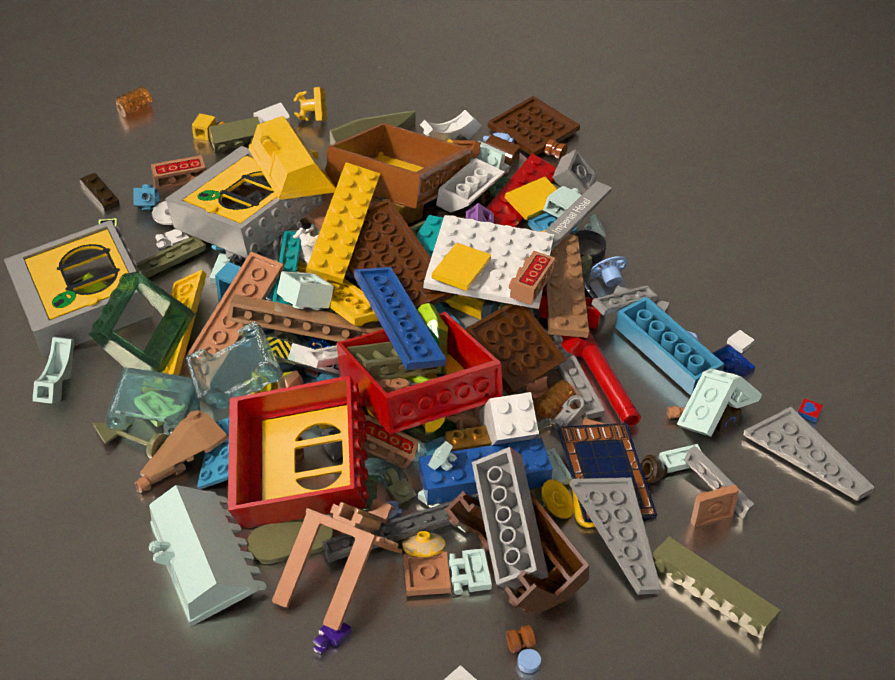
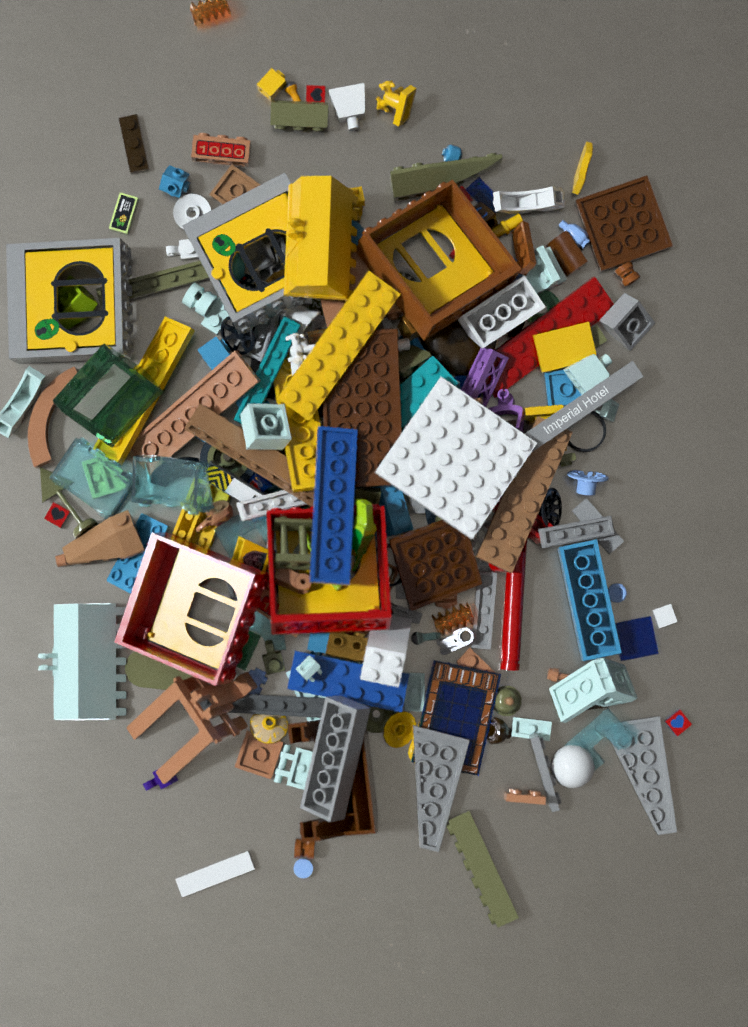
camera: 25 degrees right, 40 degrees up
(81, 373) = (40, 419): none -> nougat arch
(124, 451) = (57, 515): none -> red tile
(200, 260) = (205, 302): none -> light aqua wheel
(461, 266) = (417, 469): yellow tile -> none
(481, 105) = (582, 168): none -> yellow tile
(531, 277) = (475, 512): nougat brick -> none
(645, 443) = (507, 701): none -> olive piece
(737, 451) = (603, 725): none -> clear light blue plate
(743, 469) = (572, 766): none -> white piece

